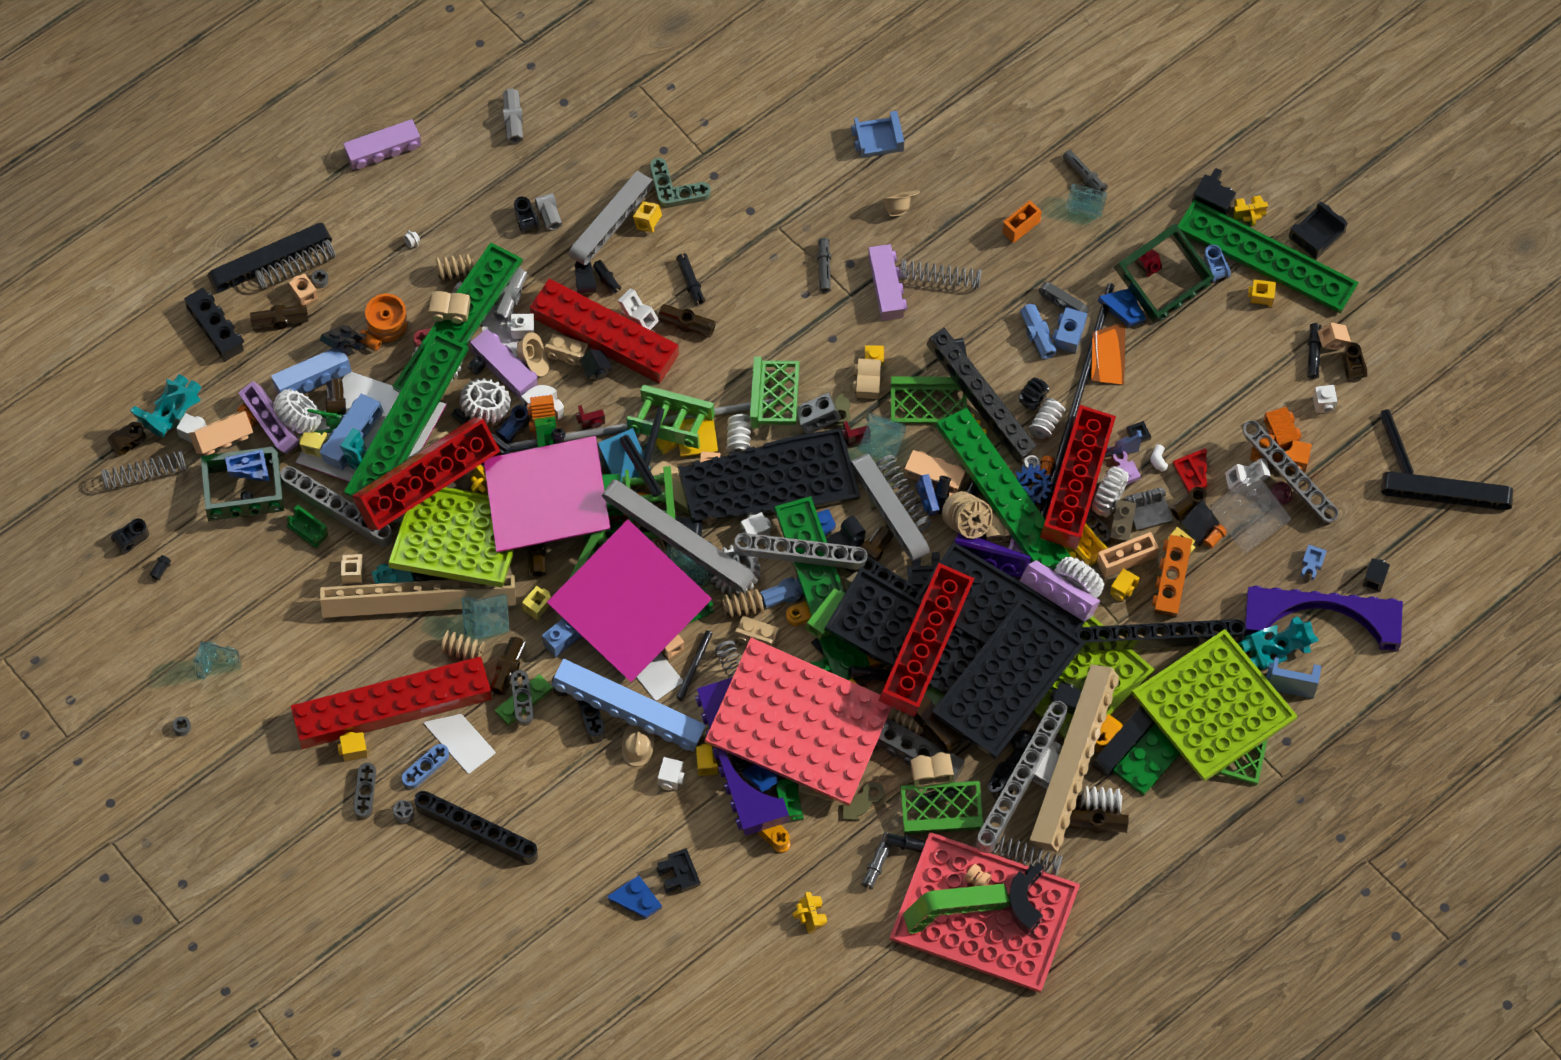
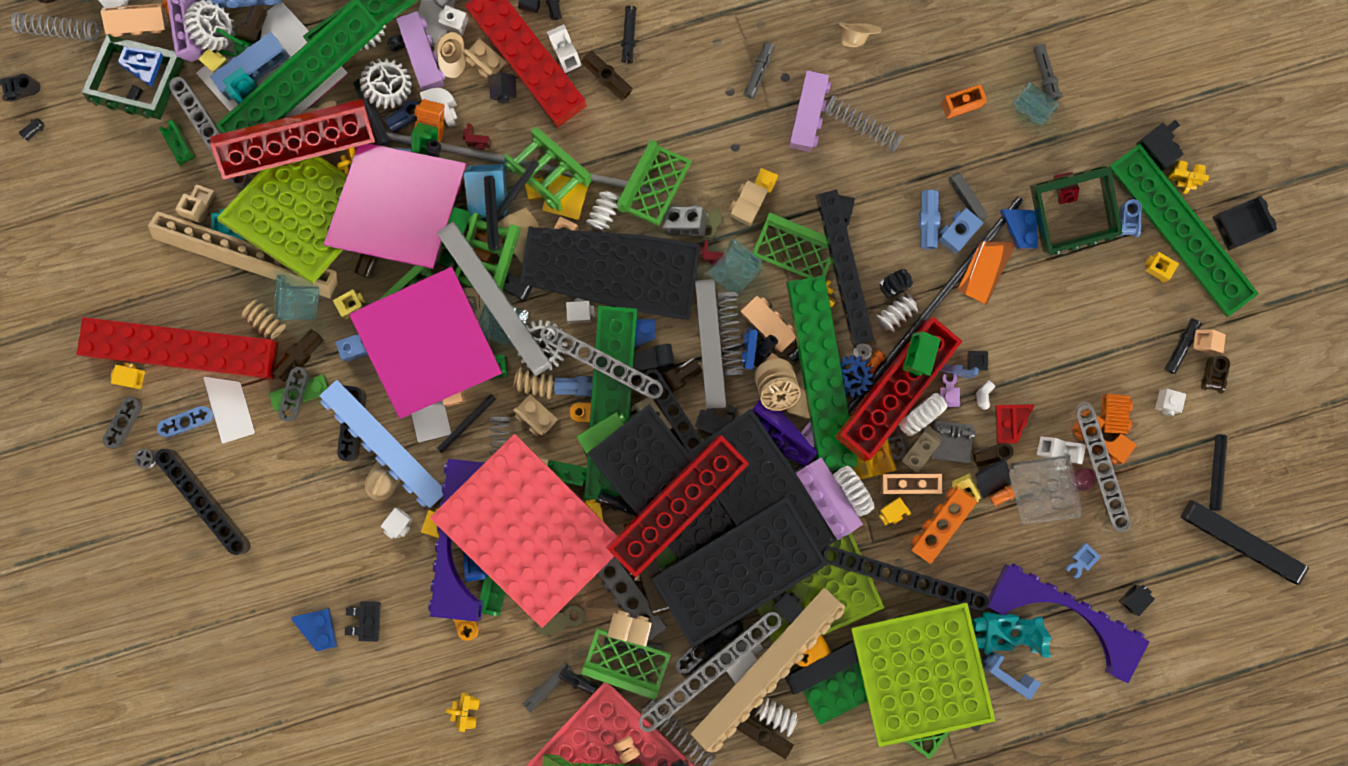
camera: 30 degrees right, 20 degrees up
(212, 653) = (29, 238): clear light blue bracket -> none
(1083, 435) = (921, 353): none -> green hinge

